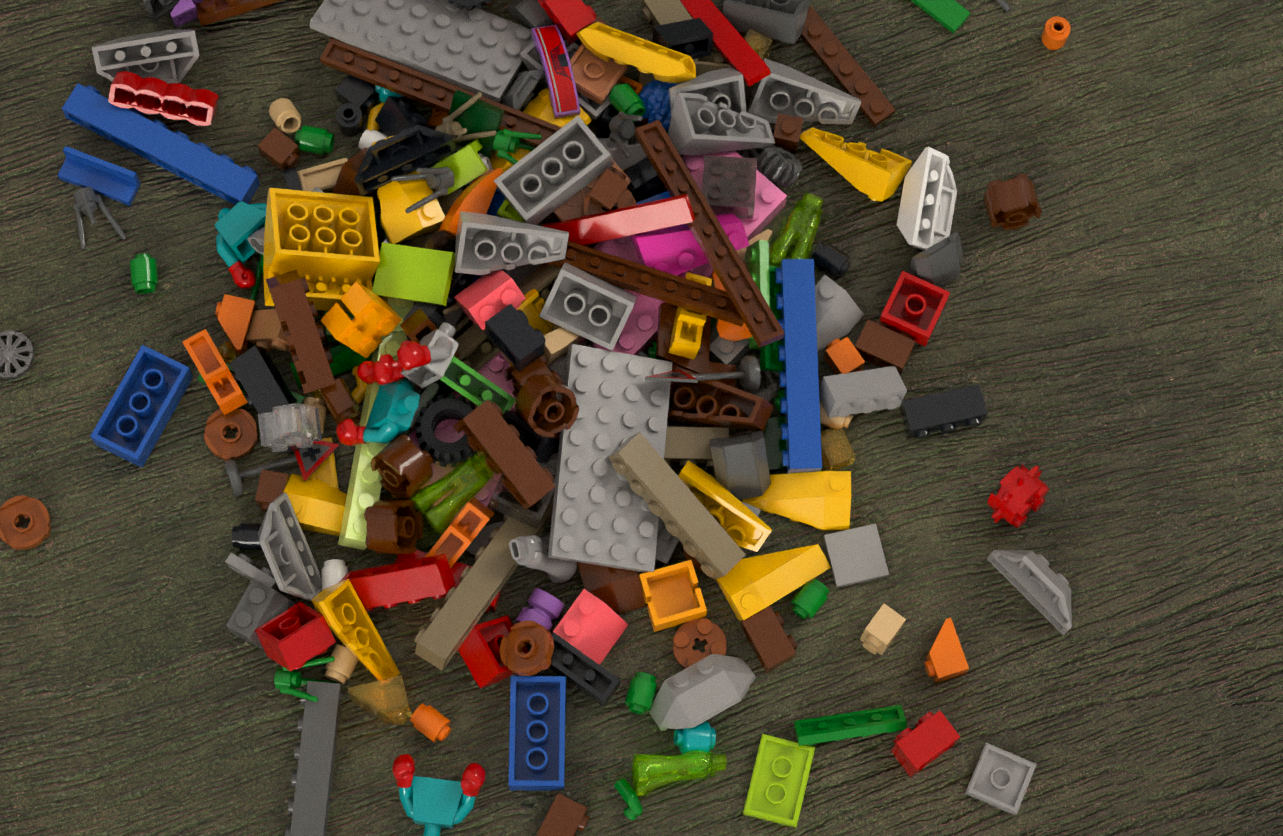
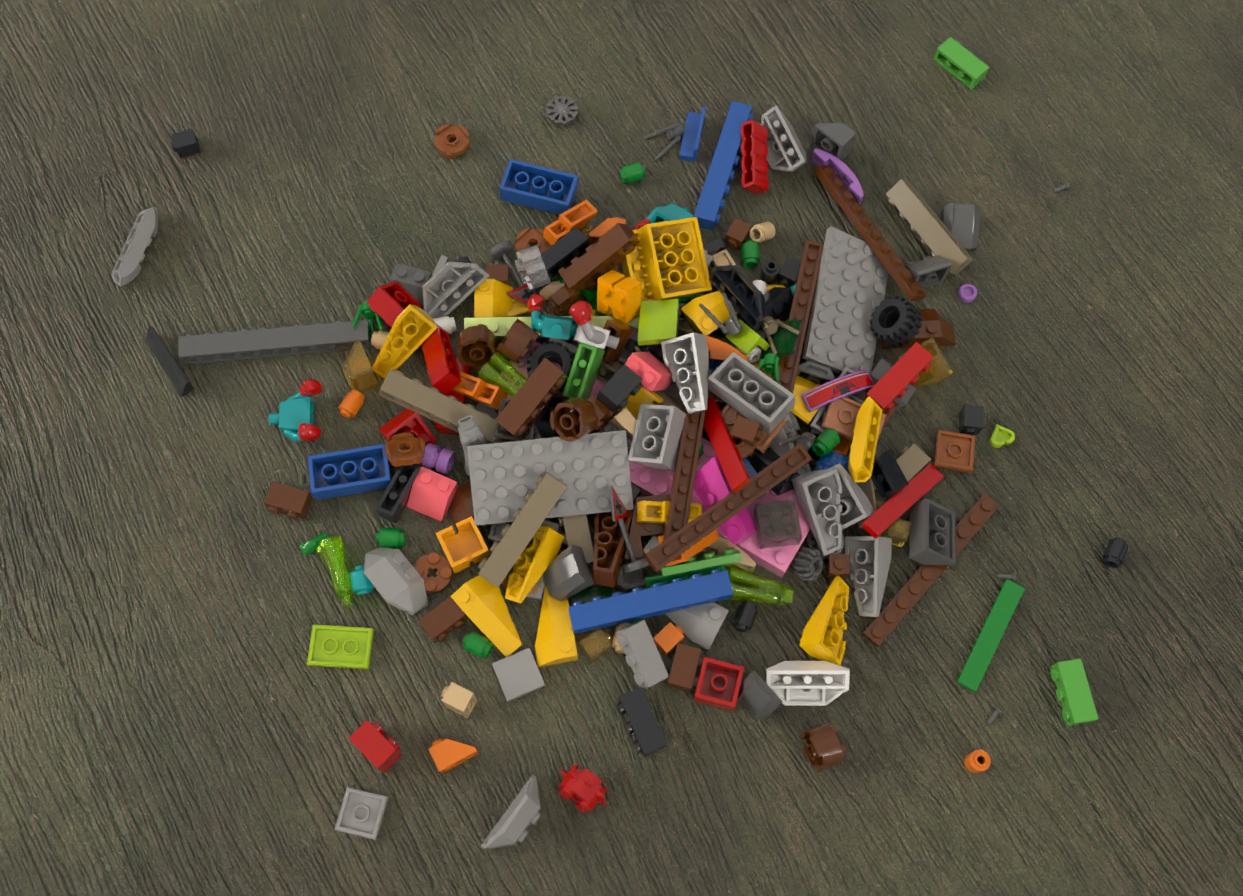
camera: 80 degrees right, 5 degrees down
(850, 725) = (386, 690): green plate -> none

